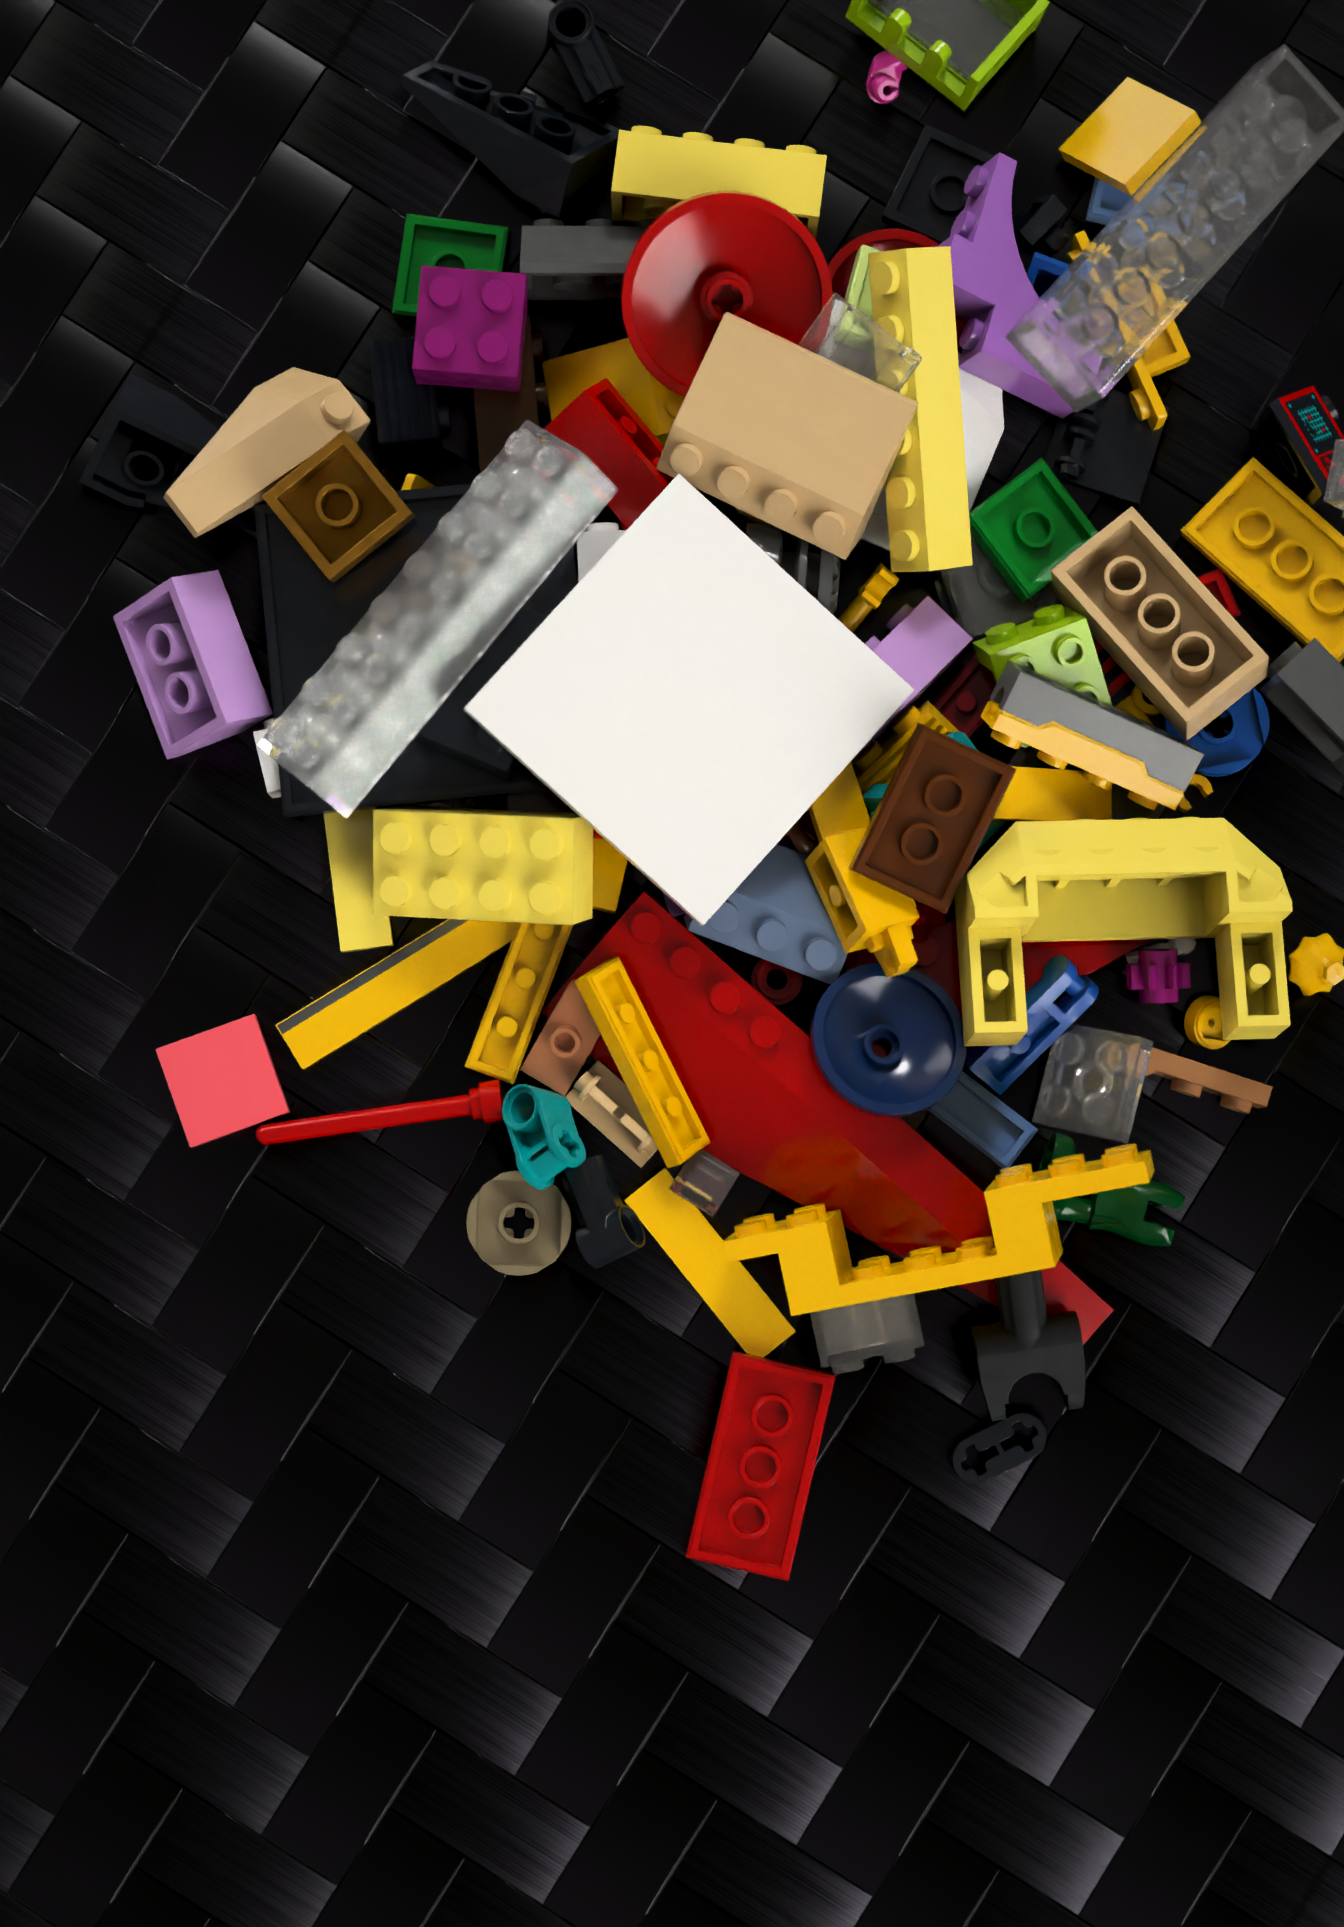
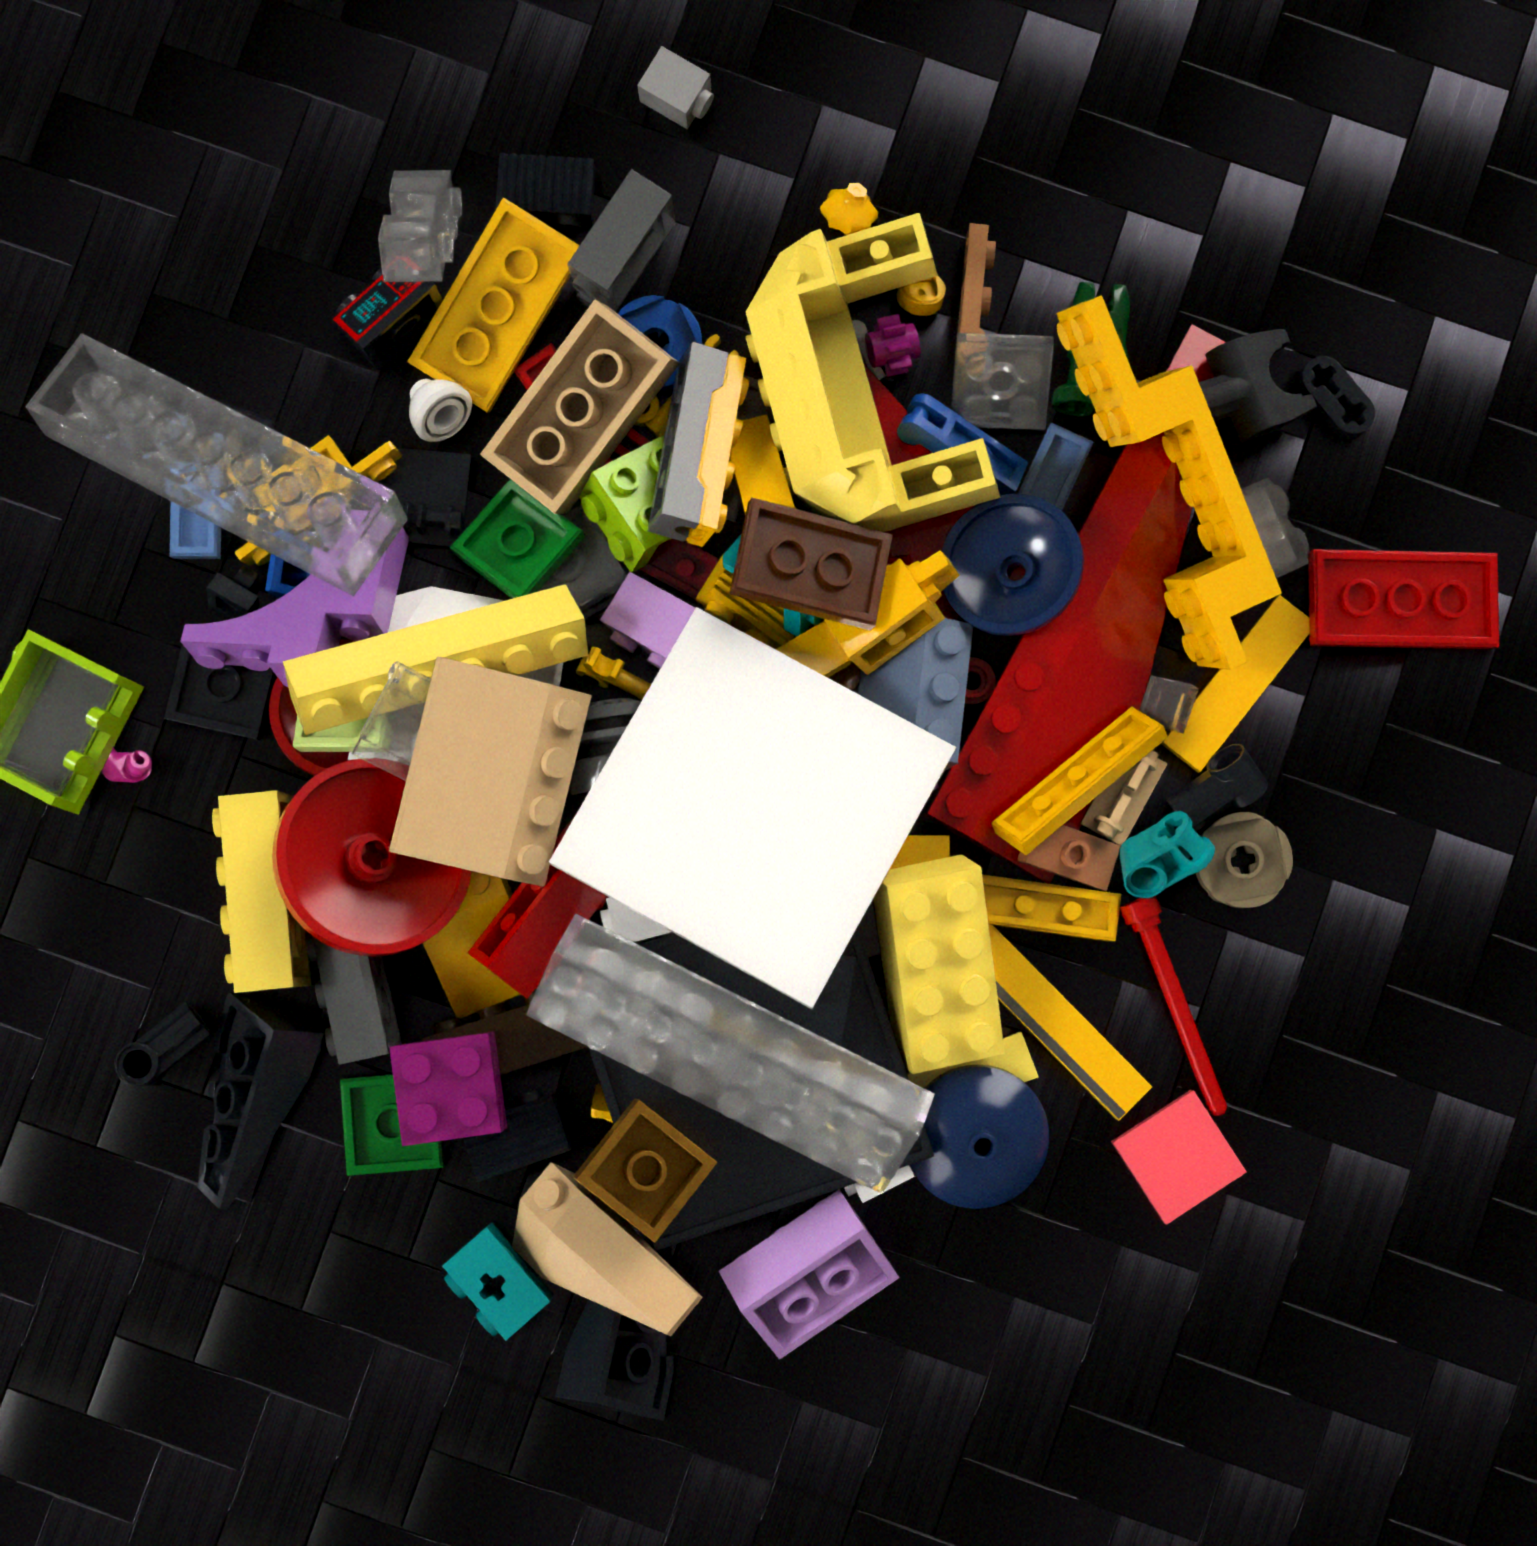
camera: 100 degrees left, 0 degrees up
(283, 325) = (523, 1289): none -> teal brick
(324, 883) = (975, 1105): none -> dark blue dish
(1129, 136) = (137, 531): yellow tile -> none
(1194, 478) = (438, 409): none -> white brick

